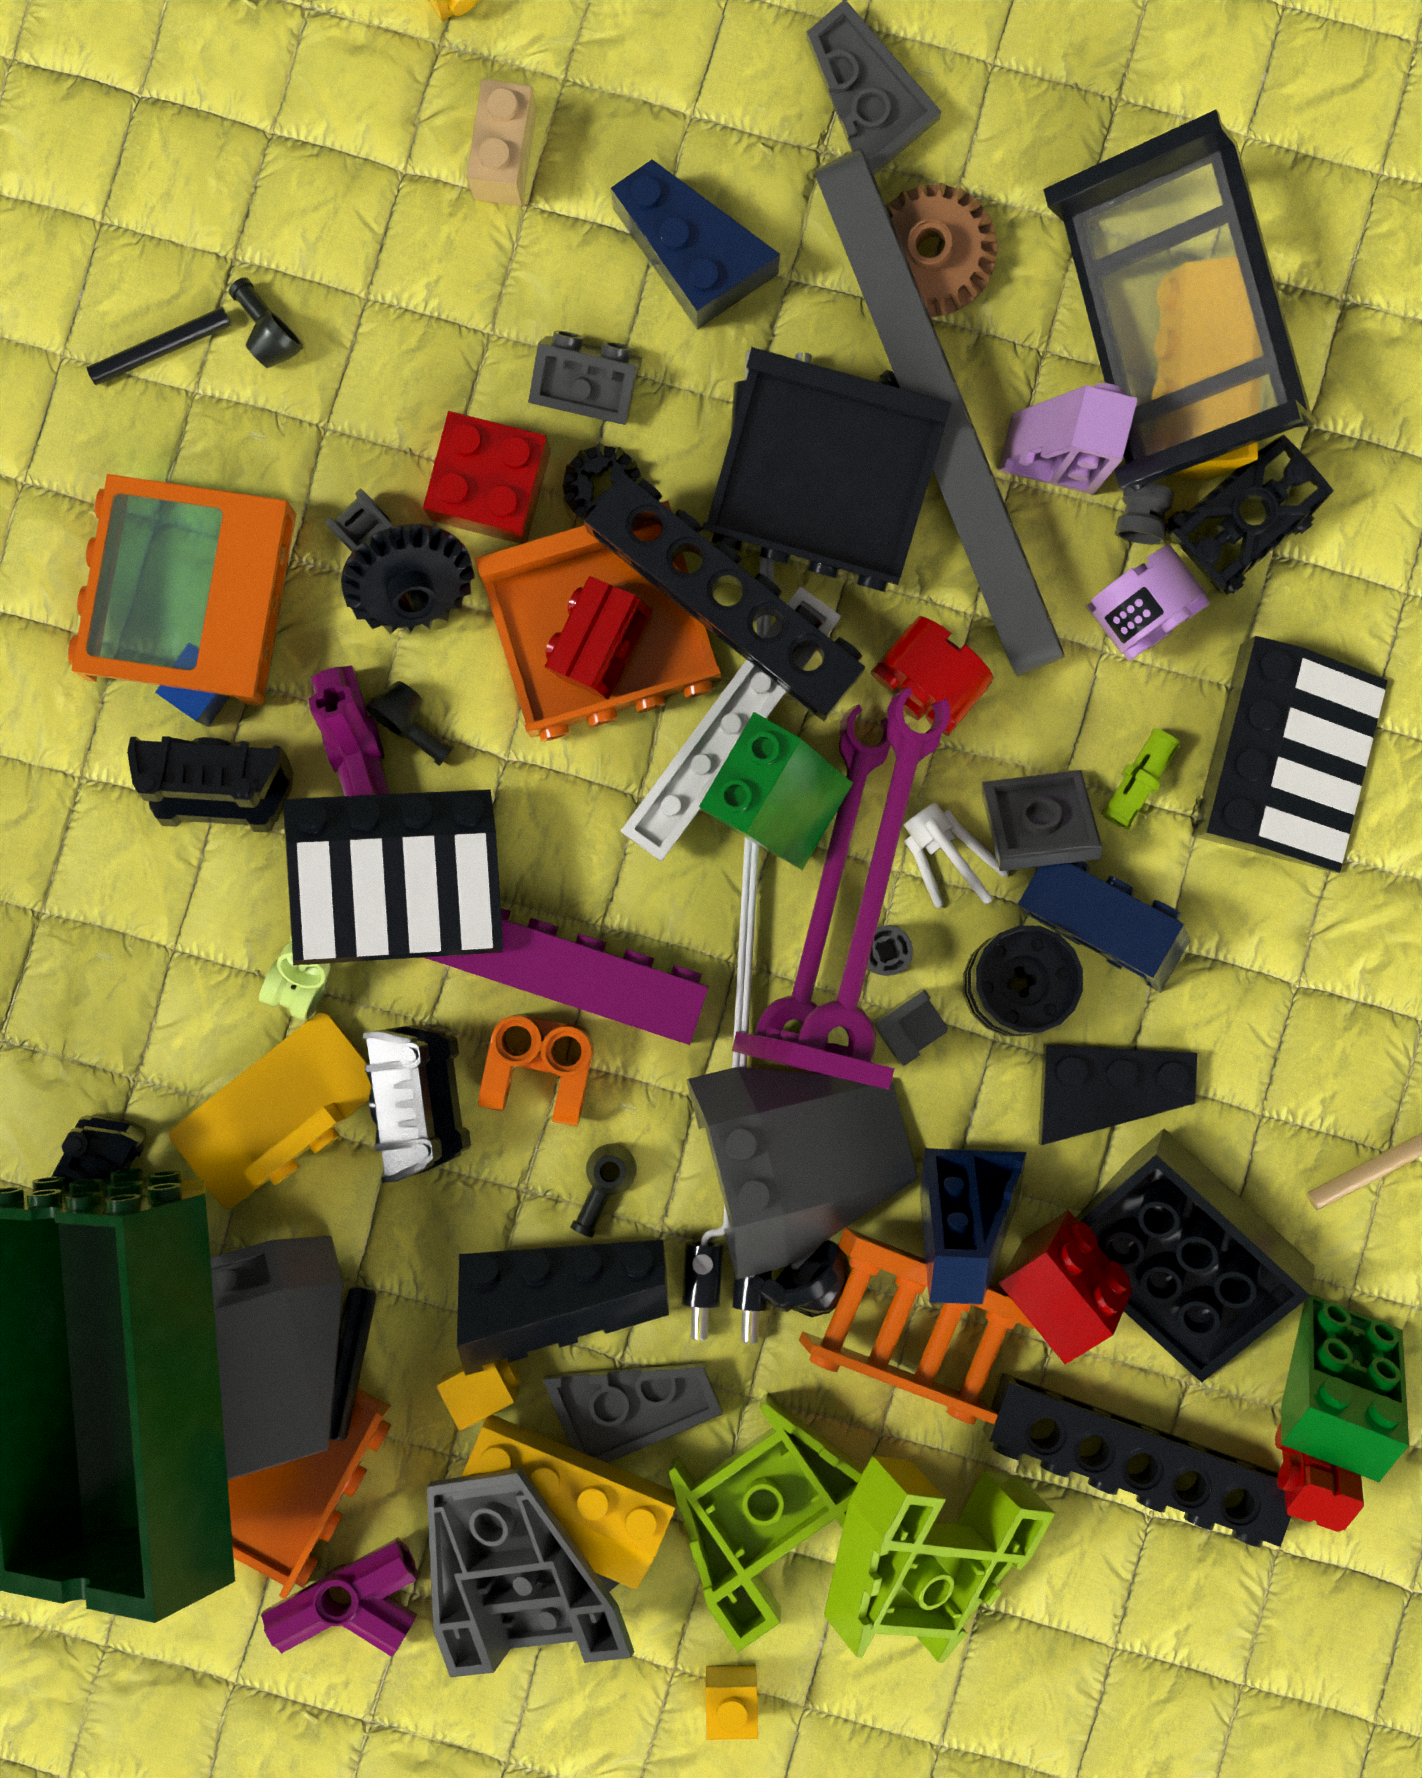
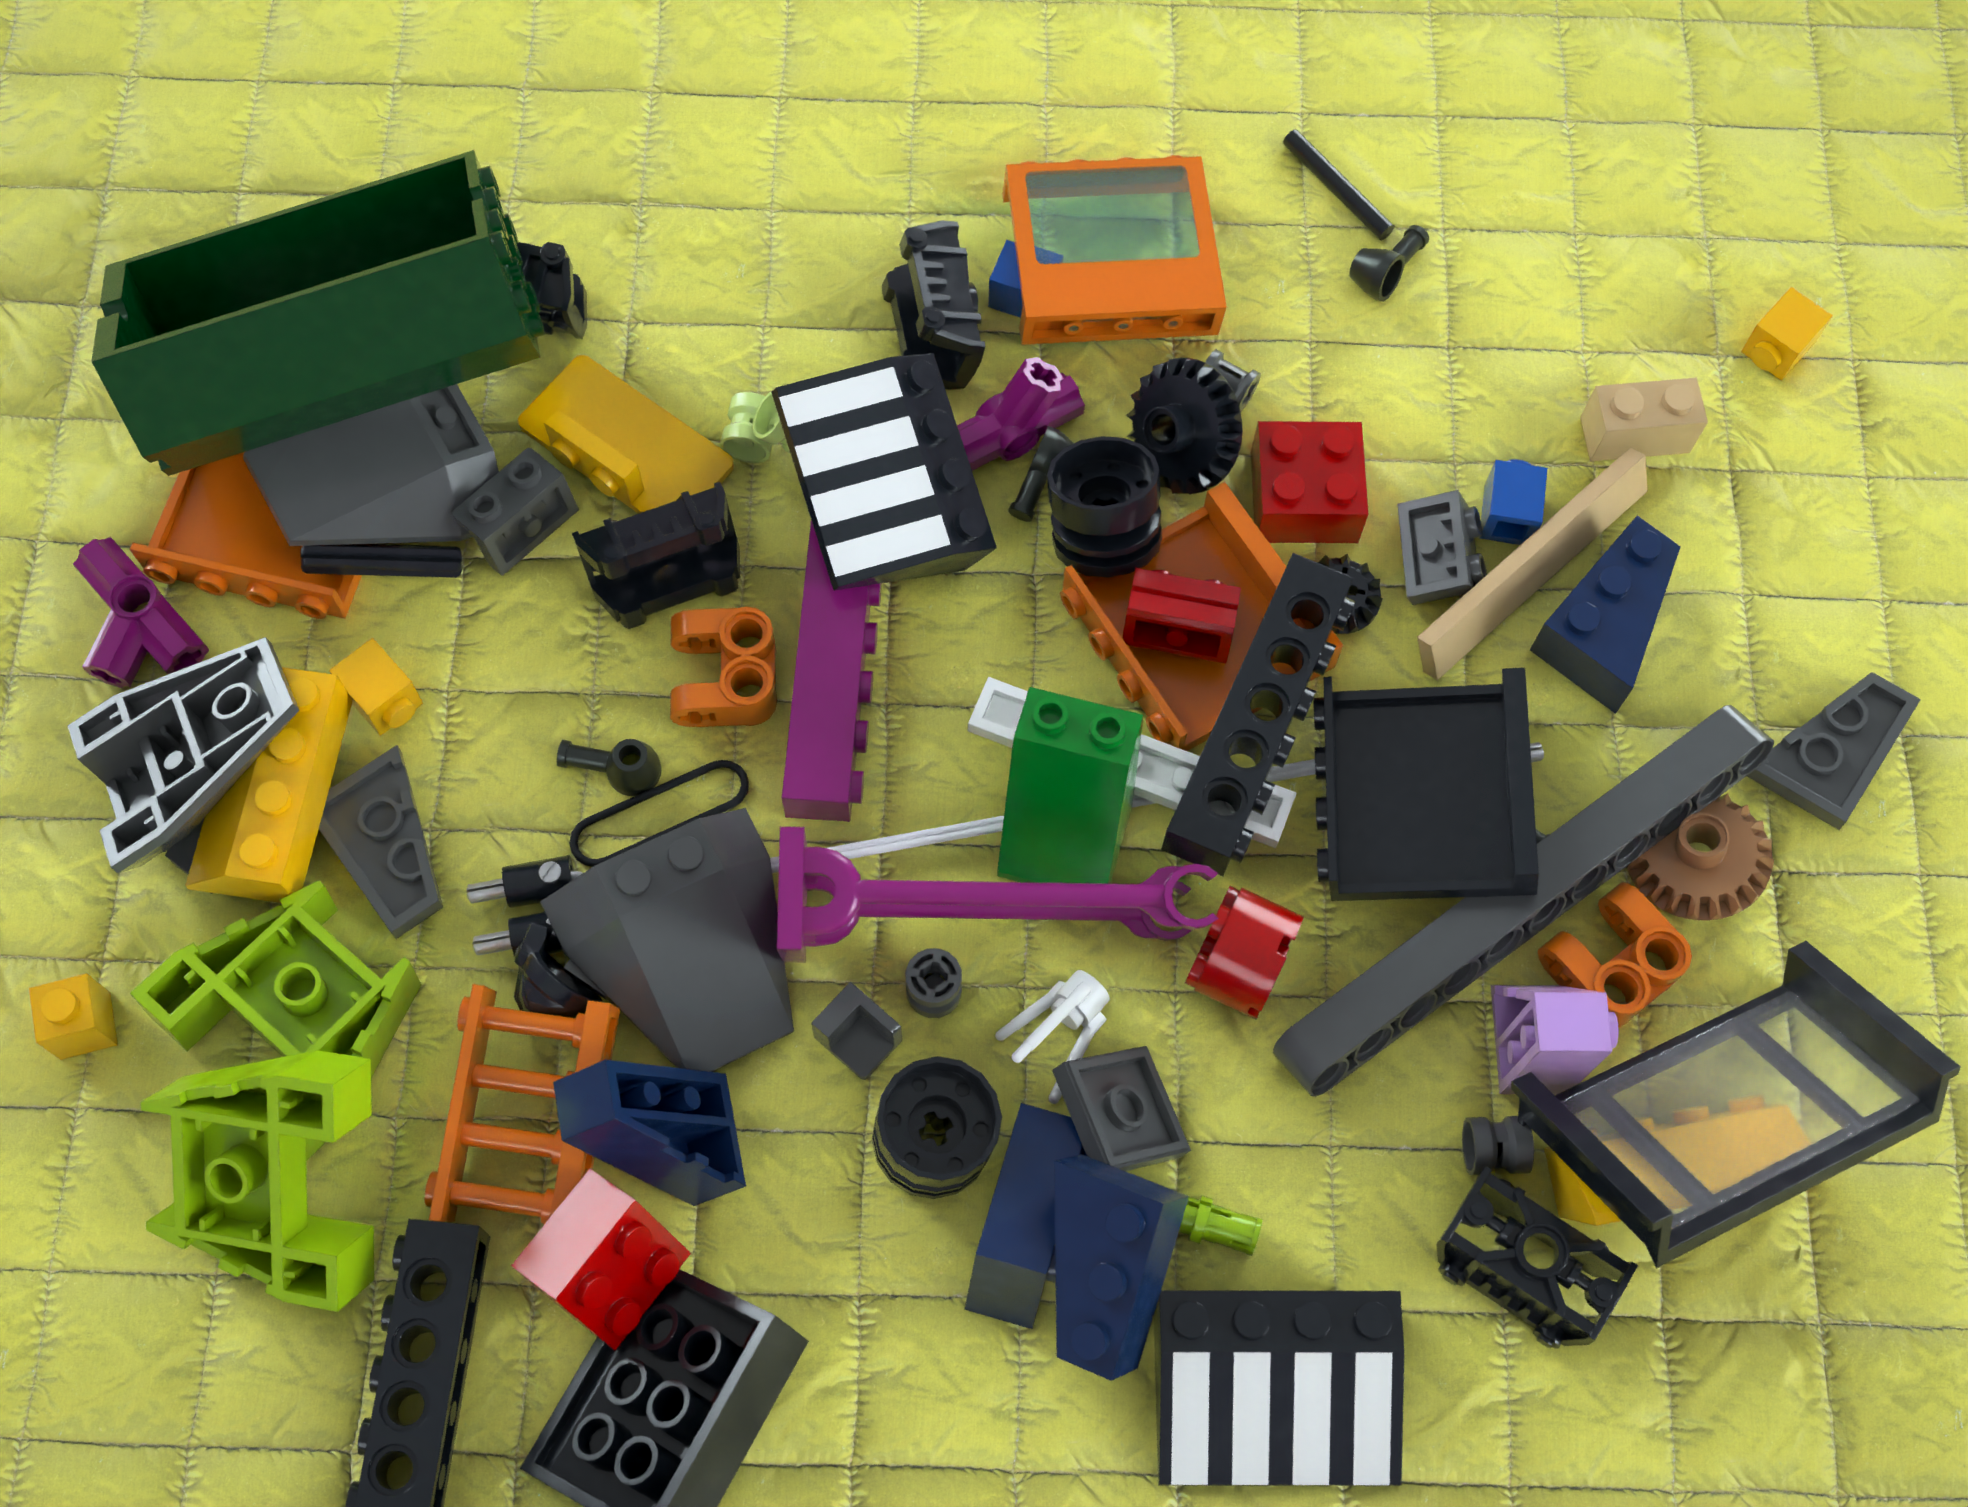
camera: 70 degrees right, 20 degrees down
(328, 1229) = (516, 509): none -> dark grey bracket
(474, 677) = (1105, 506): none -> black wheel
(553, 293) = (1513, 501): none -> blue brick
(553, 1296) = (486, 730): black wedge -> none
(620, 295) = (1532, 564): none -> tan tile
(638, 1157) = (651, 793): none -> black piece
(1020, 347) = (1643, 931): none -> orange piece
(1109, 1086) = (843, 1272): black wing -> none
(1148, 602) = (1399, 1163): lavender brick -> none
(1177, 867) = (1109, 1262): none -> dark blue wedge

